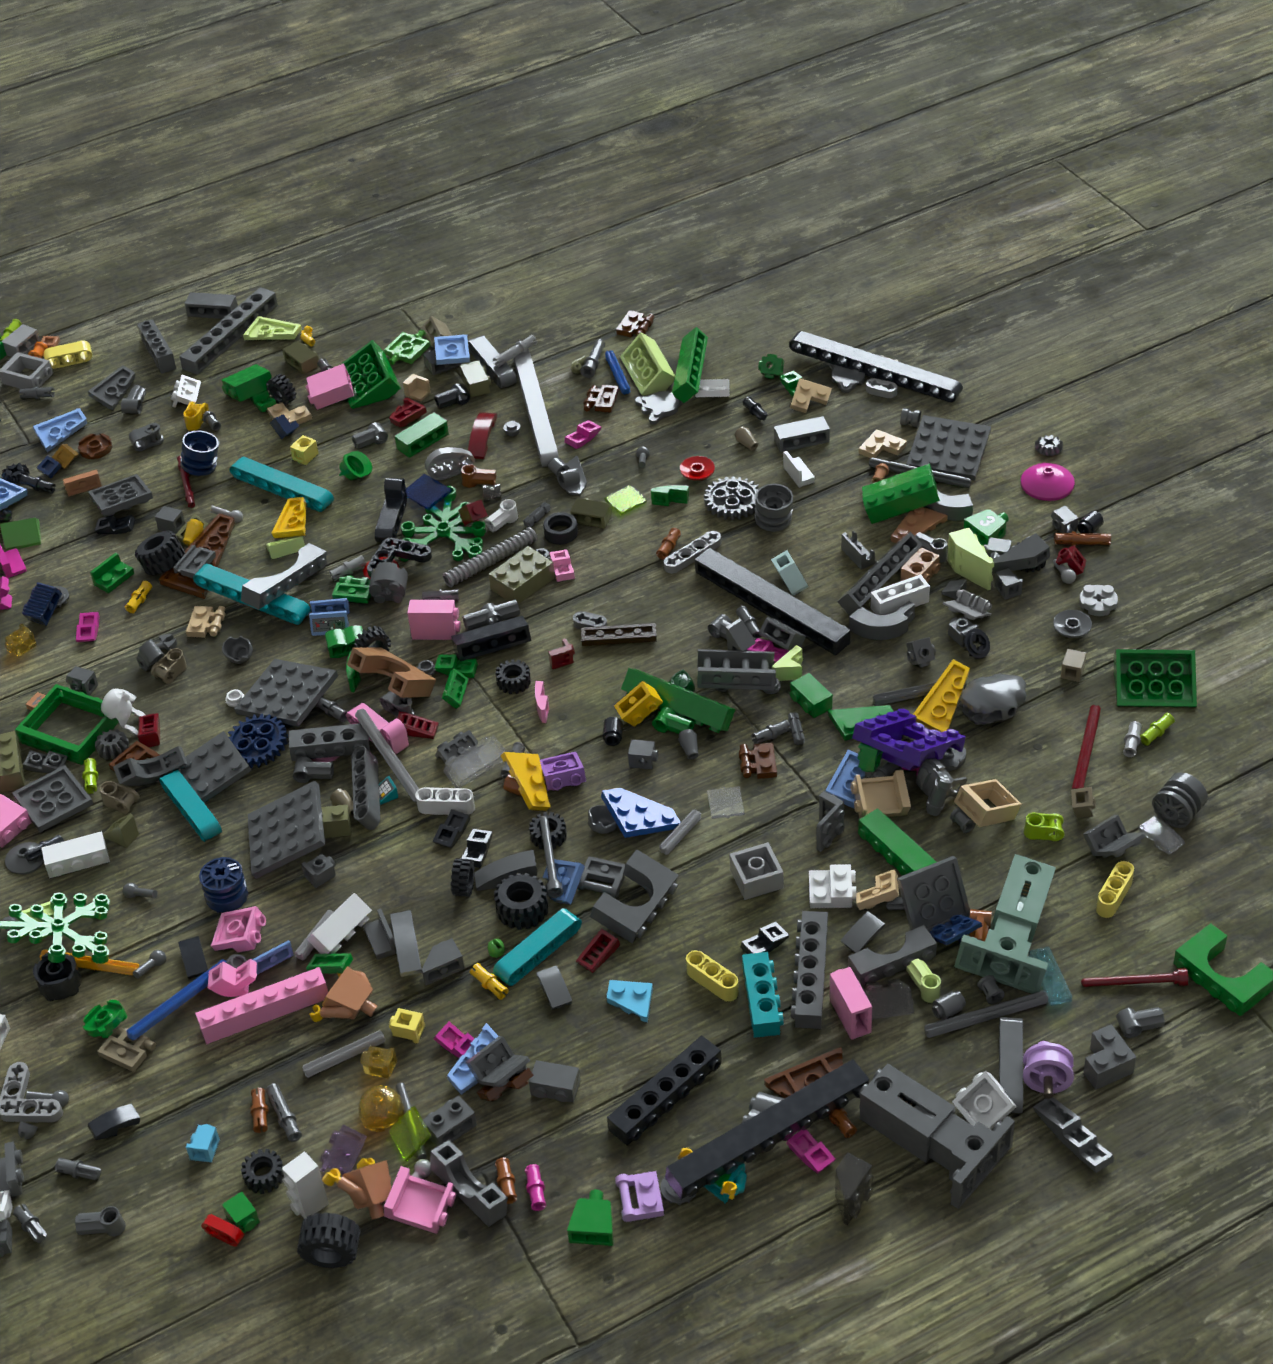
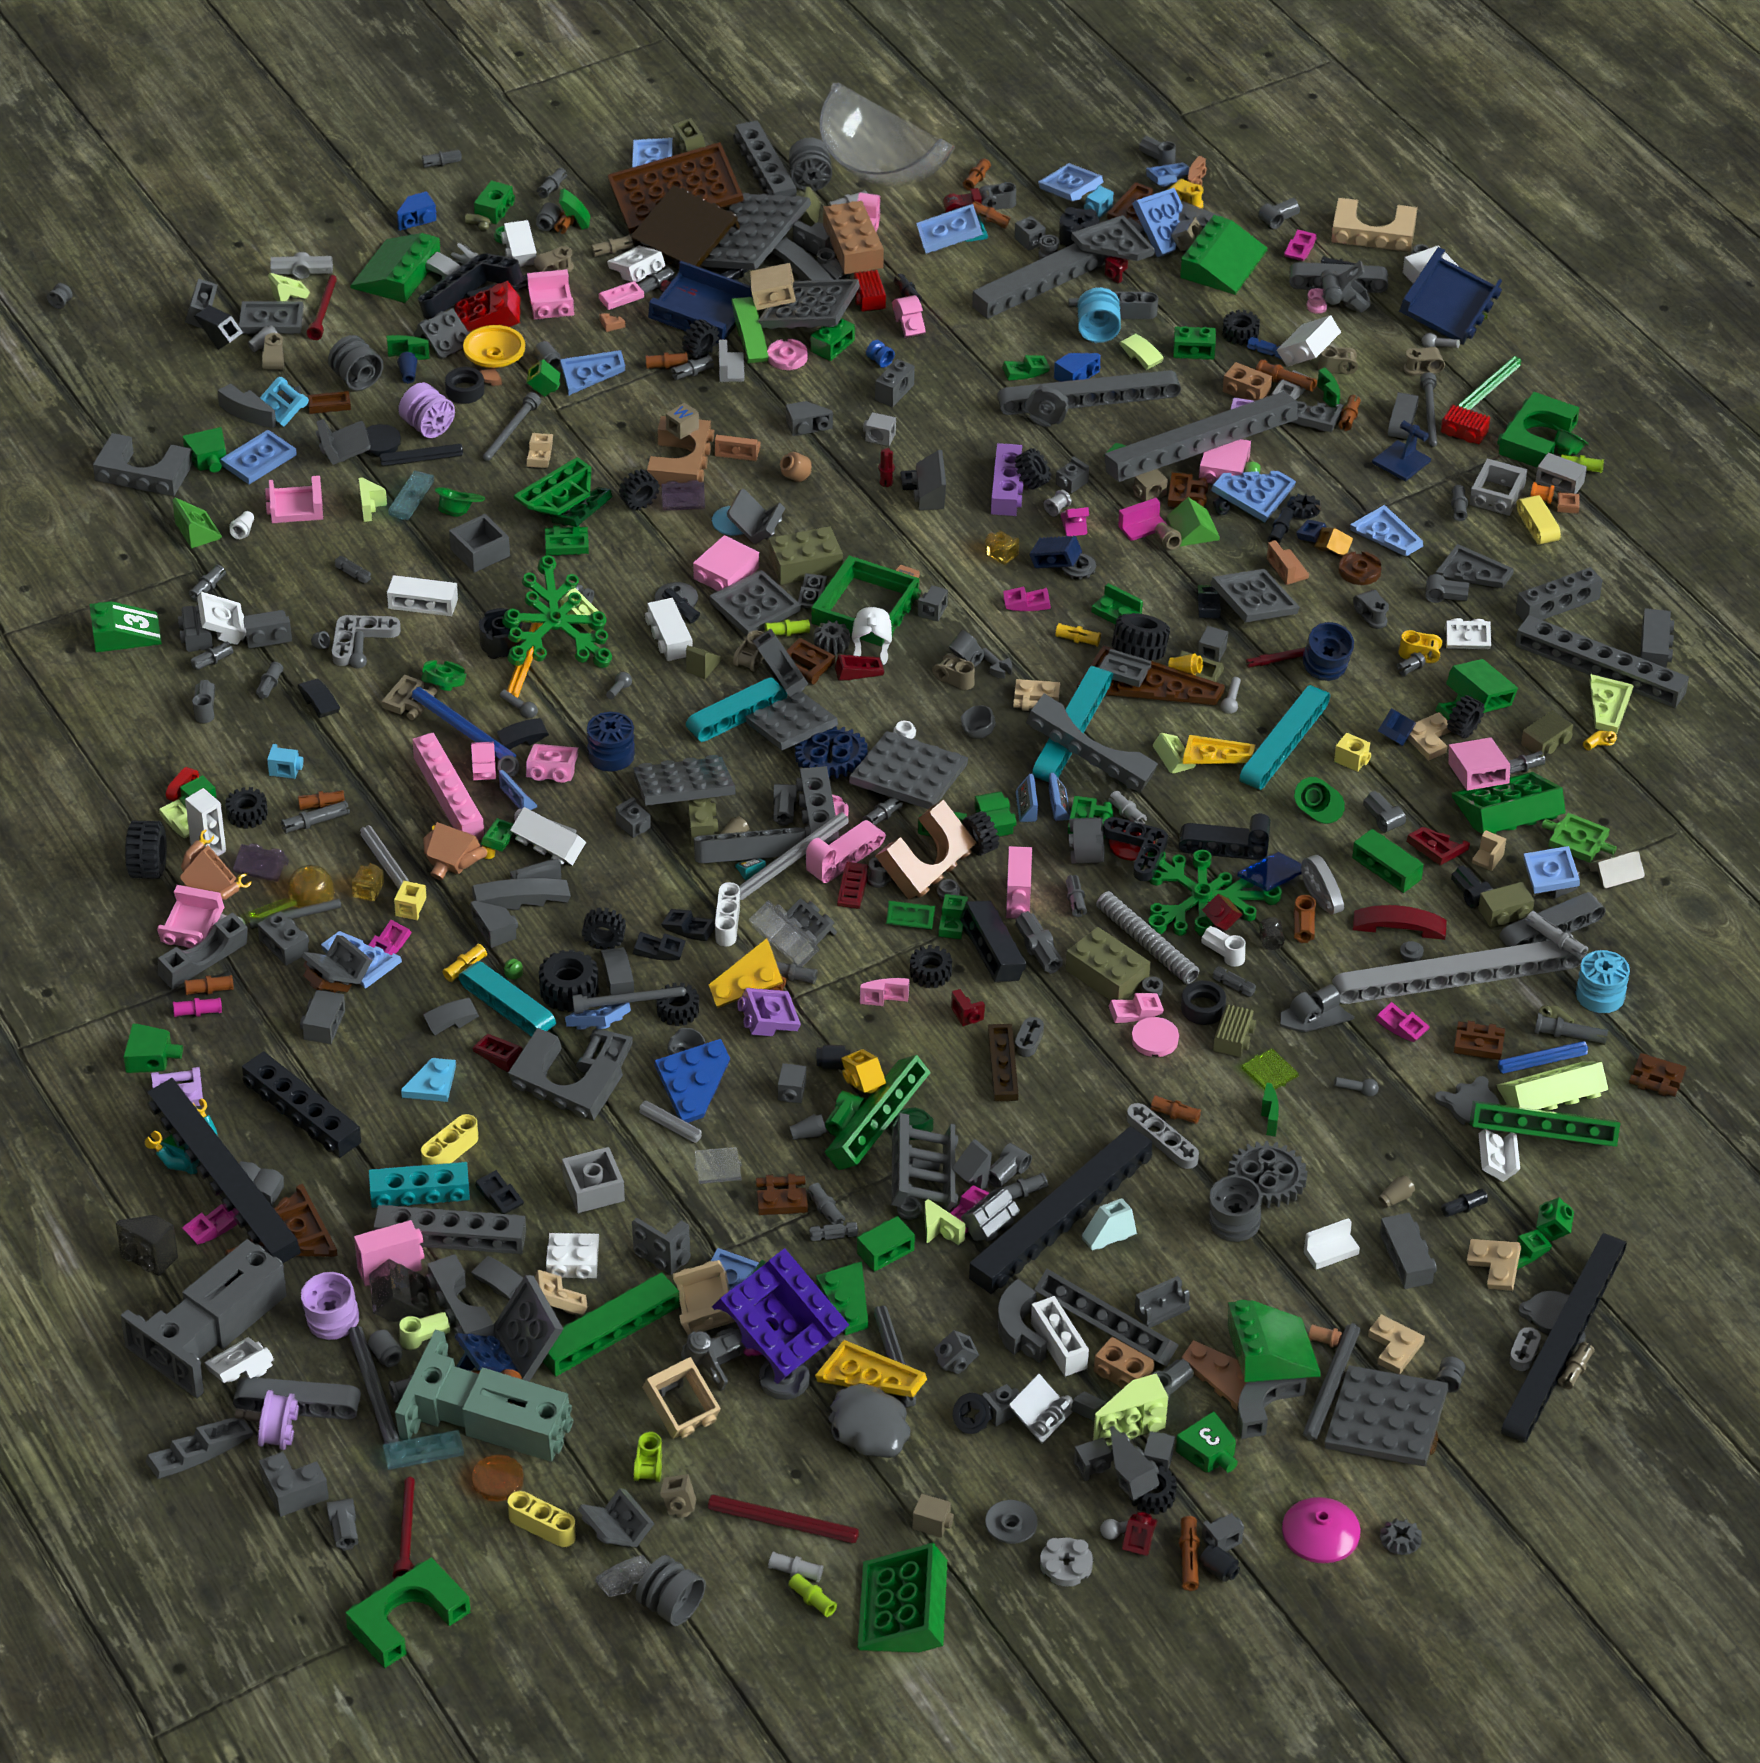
camera: 85 degrees right, 0 degrees up
(32, 545) = (1169, 537): none -> dark tan cone
(273, 1228) = (176, 817): none -> yellowish green slope
(554, 337) = (1602, 981): none -> medium azure wheel
(591, 555) = (1155, 1036): none -> bright pink tile
(697, 468) = (1327, 1137): red dish -> none
(913, 1040) = (330, 1305): none -> lavender wheel
(1072, 923) = (497, 1477): none -> clear orange tile

